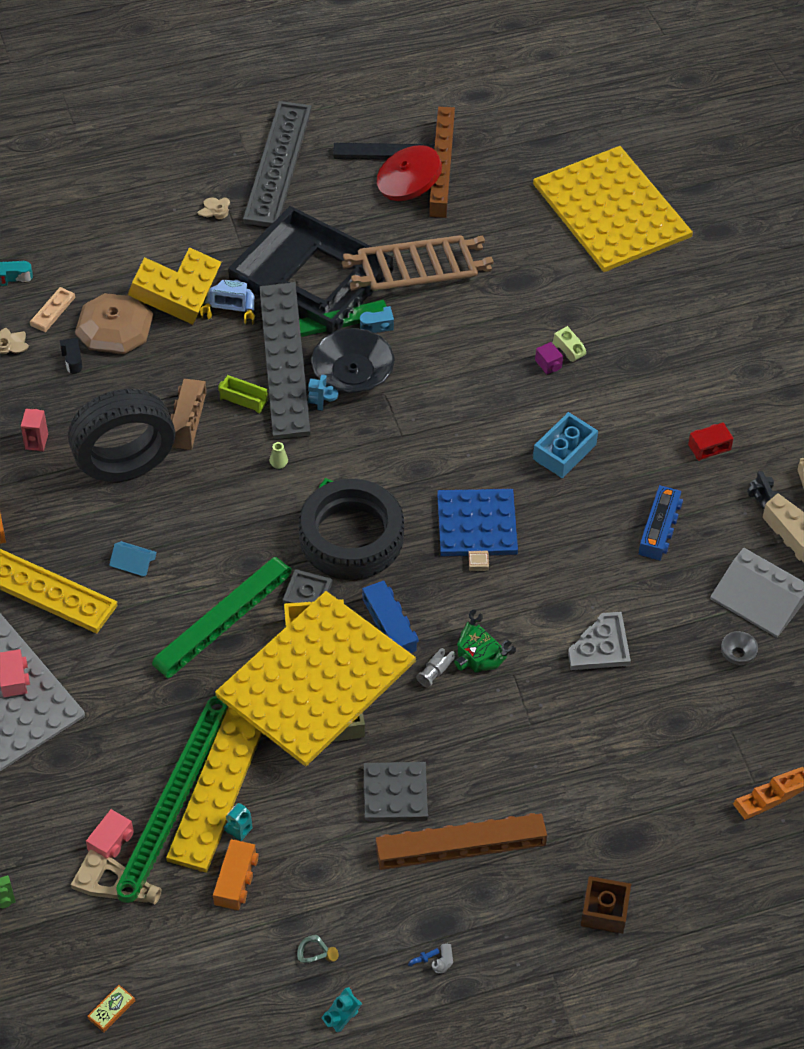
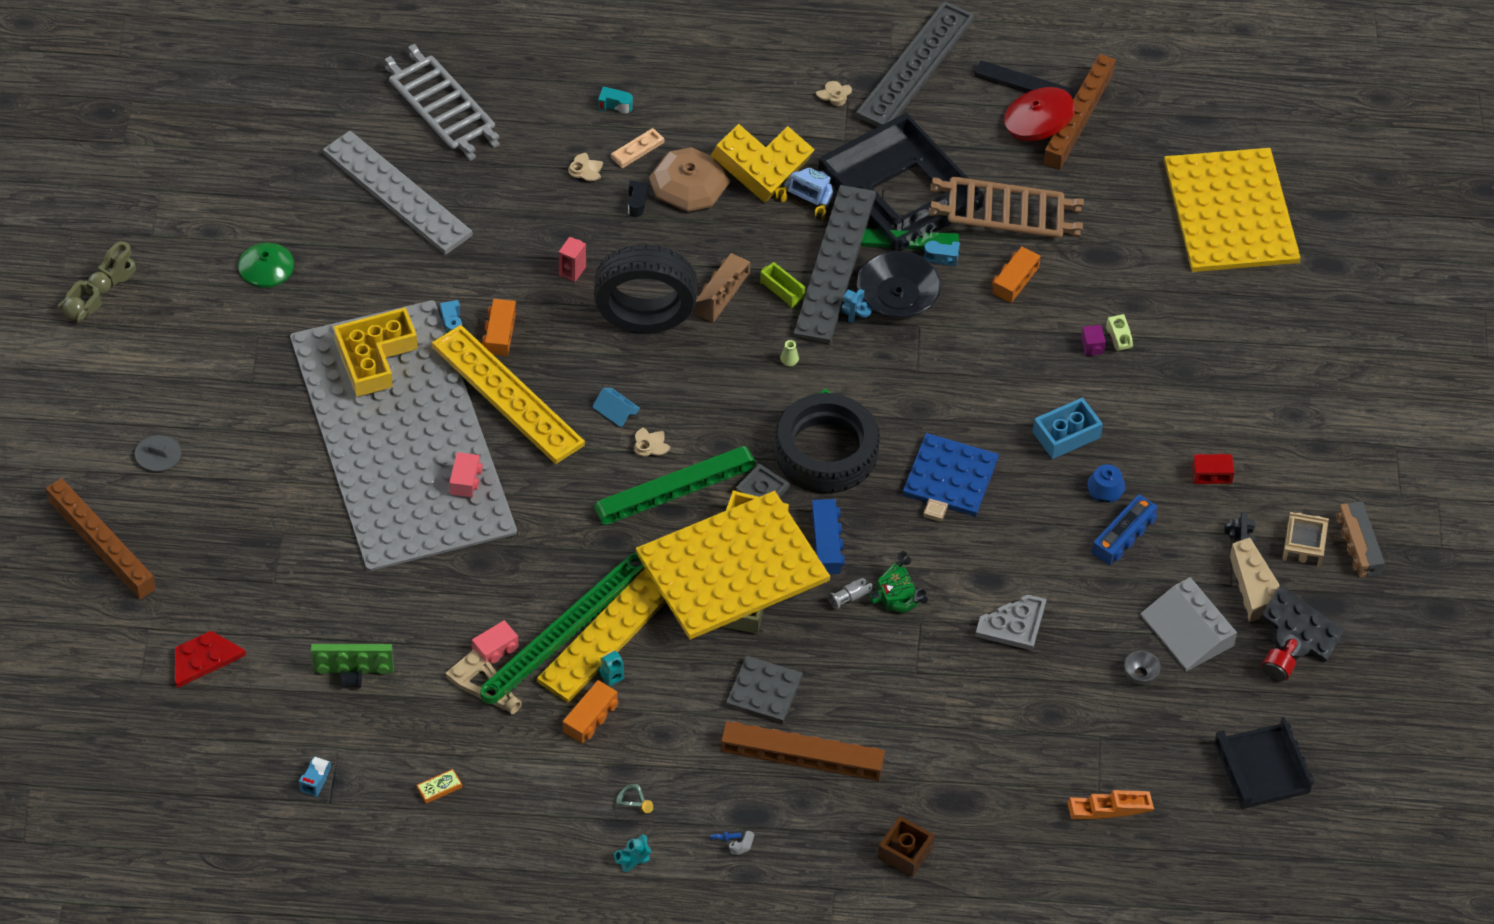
camera: 20 degrees right, 0 degrees up
(181, 581) = (652, 443): none -> tan plate
(452, 320) = (1015, 274): none -> orange brick
(623, 485) = (1106, 483): none -> blue cone

